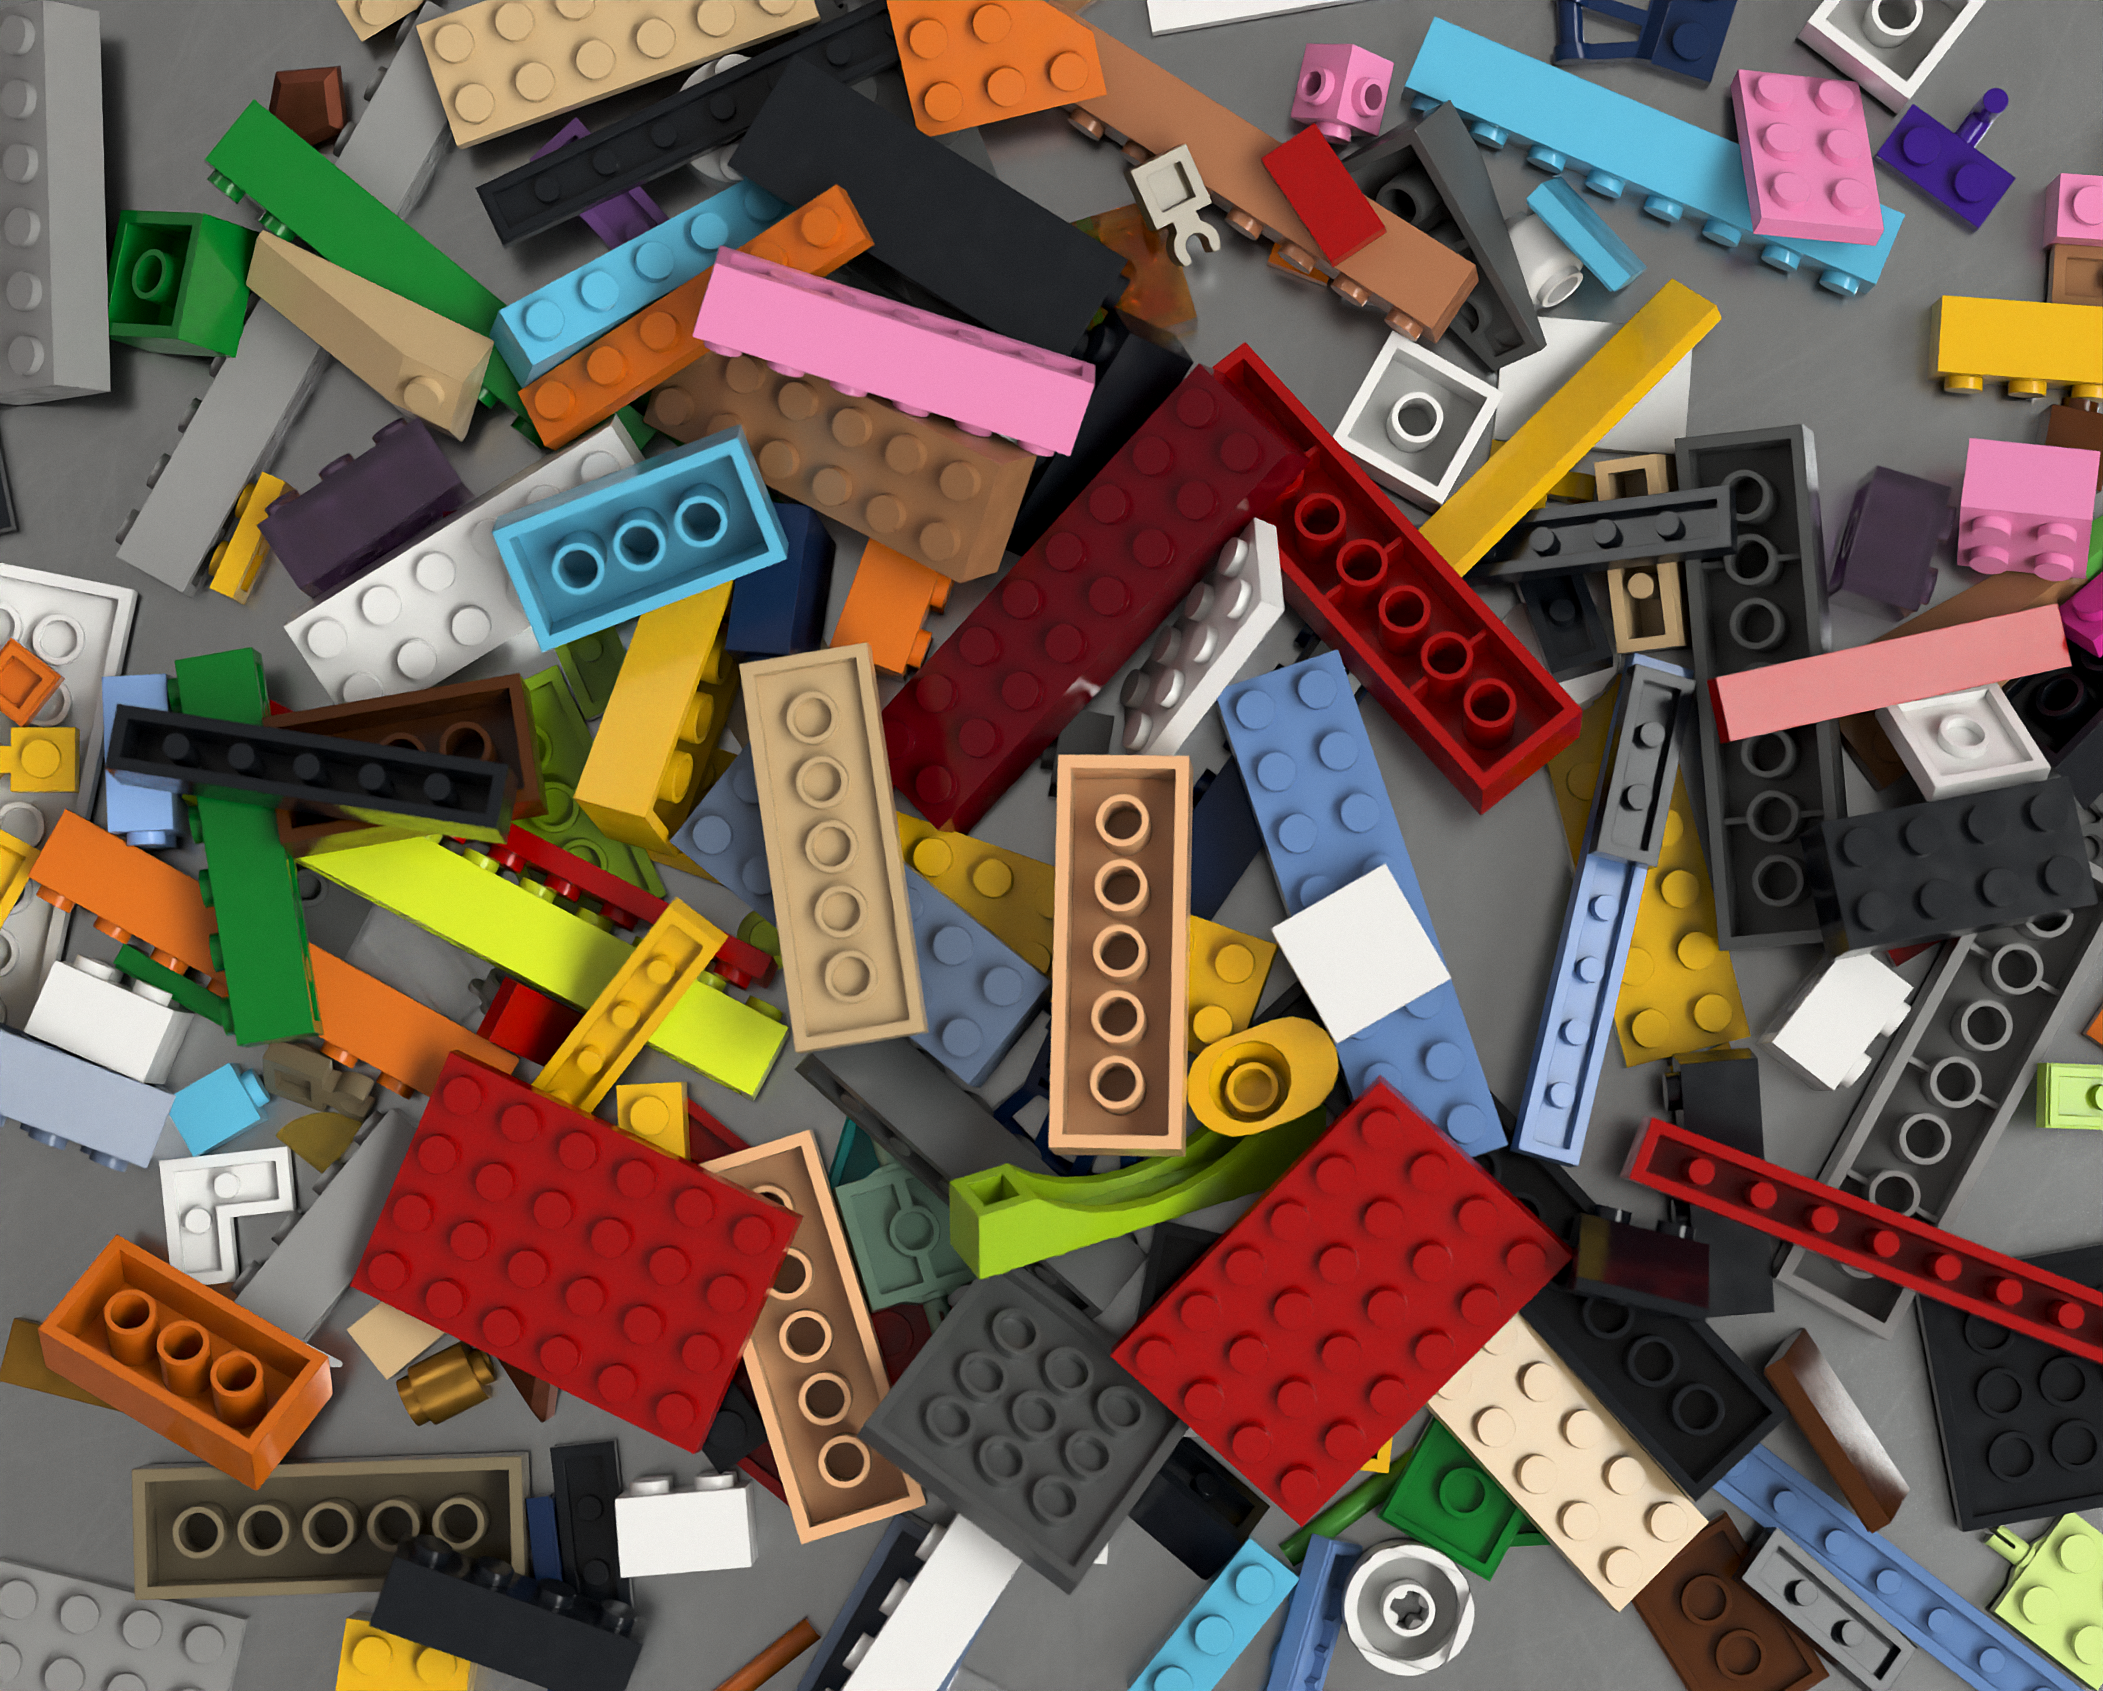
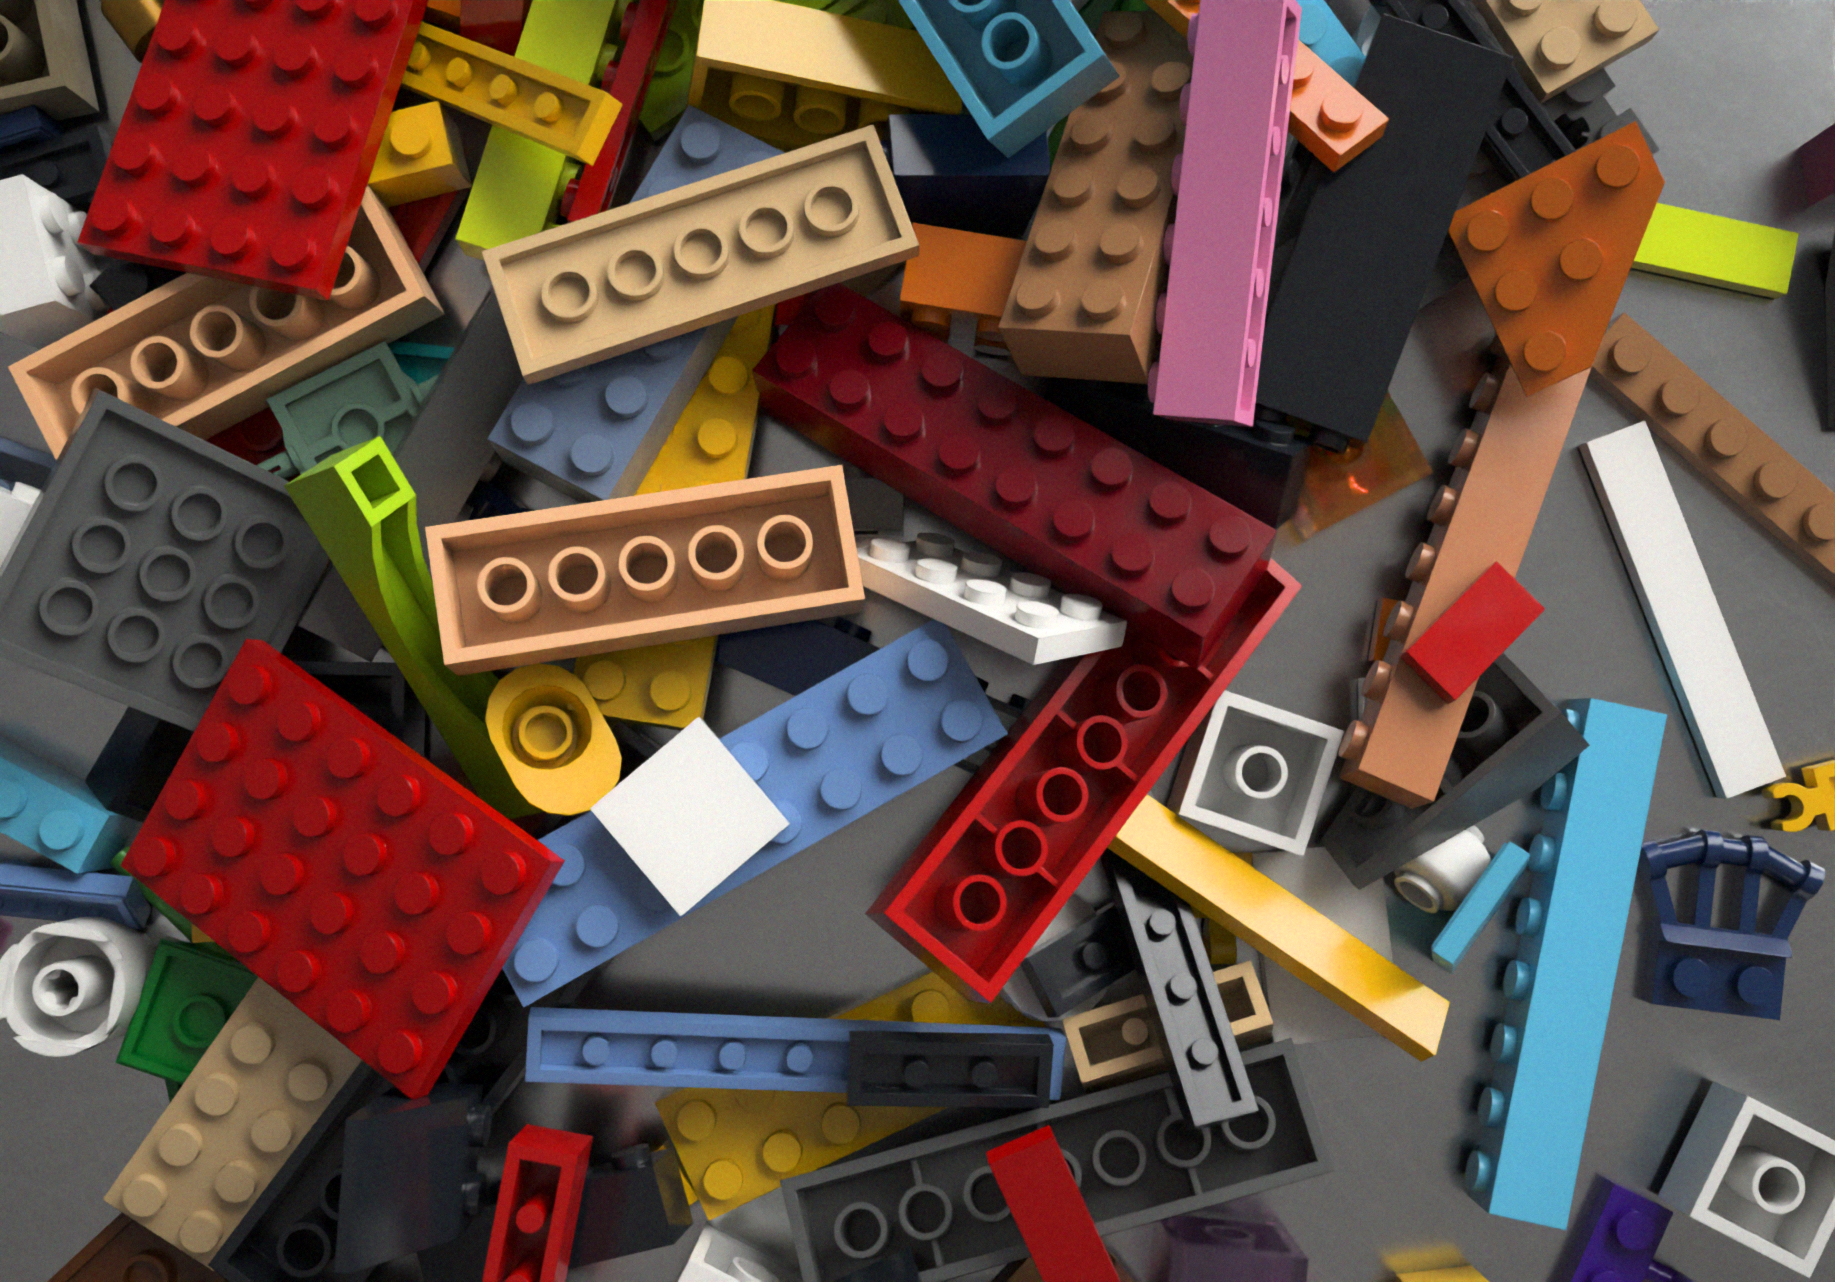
camera: 80 degrees right, 0 degrees up
(1169, 195) = (1438, 477): plate -> none
(1342, 91) = (1572, 639): bright pink brick -> none
(1806, 157) = (1602, 1120): bright pink plate -> none

